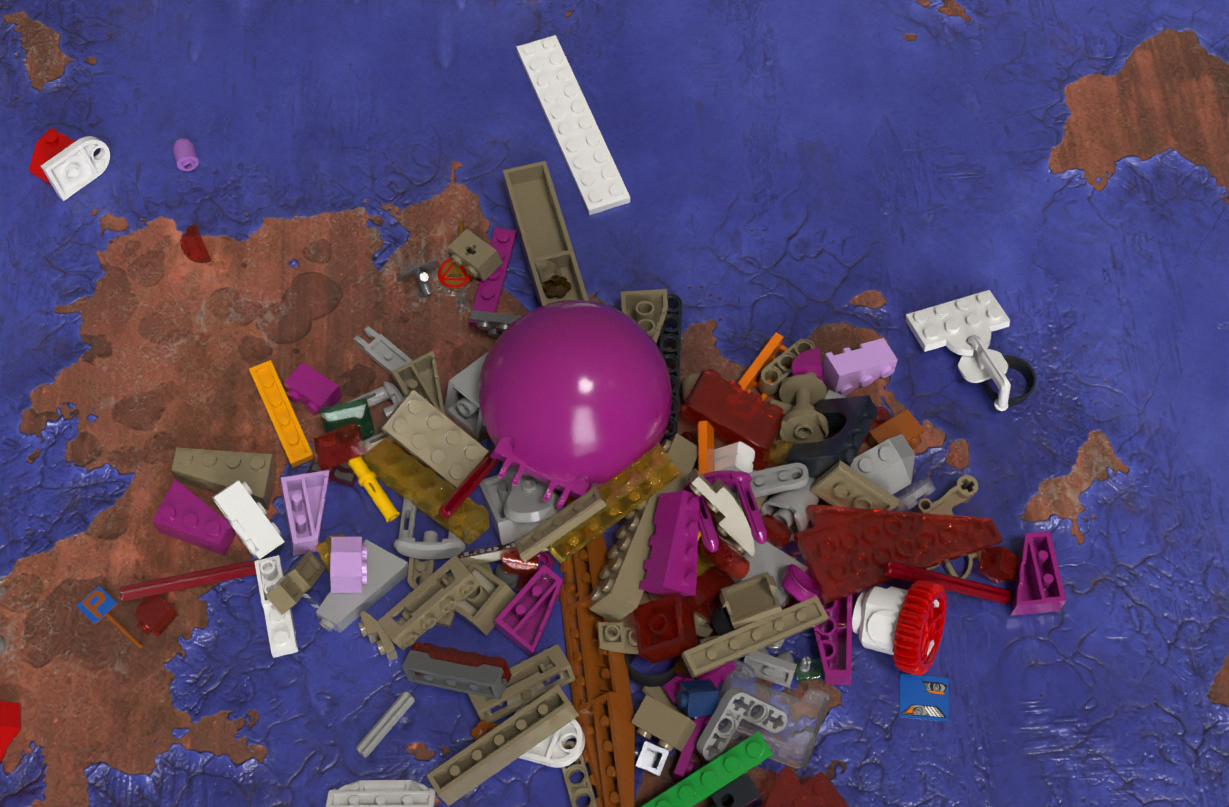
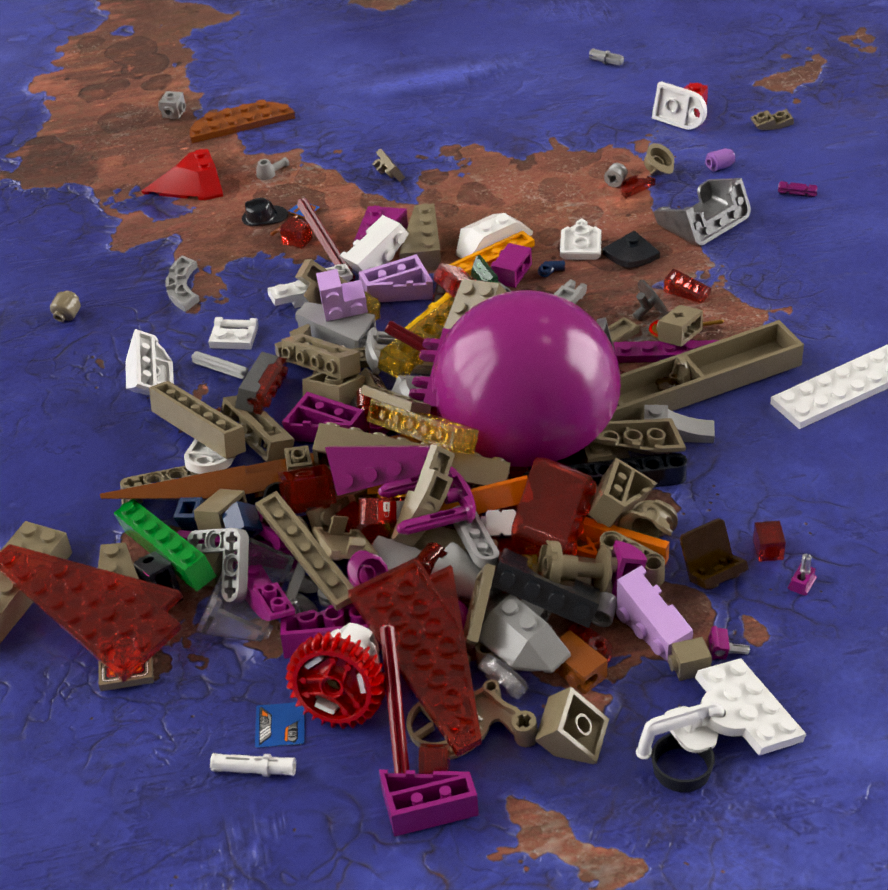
camera: 85 degrees right, 20 degrees down
(63, 490) = (386, 165): none -> dark tan plate
(89, 654) = (262, 211): none -> black piece
(125, 90) = (778, 120): none -> dark tan slope
(171, 211) = (659, 159): none -> dark tan piece
(175, 258) = (615, 175): none -> light grey wheel
(203, 770) = (177, 283): none -> light grey tile
(239, 406) = (487, 232): none -> white wedge
(264, 103) = (797, 189): none -> magenta axle
(279, 190) = (720, 208): none -> flat silver windscreen
(280, 317) = (580, 242): none -> white tile
(317, 355) = (549, 267): none -> dark blue arm
(318, 275) = (631, 251): none -> black plate
(336, 707) = (233, 338): none -> white plate
(398, 247) = (685, 286): none -> clear red slope
(451, 317) = (623, 330): none -> dark tan tile
(614, 283) = (689, 428): none -> light grey slope
(708, 351) = (619, 491): none -> dark tan wedge
(742, 340) = (650, 518): none -> dark tan helmet
(777, 259) = (769, 541): none -> clear red brick
(795, 685) = (266, 597): none -> magenta slope
(800, 306) = (710, 555): none -> dark brown bracket
(823, 248) = (803, 577): none -> magenta piece
(888, 325) = (720, 646): none -> magenta piece
(905, 349) = (689, 657): none -> dark tan brick
(966, 454) = (572, 727): none -> dark tan slope
(981, 693) = (262, 765): none -> white pin

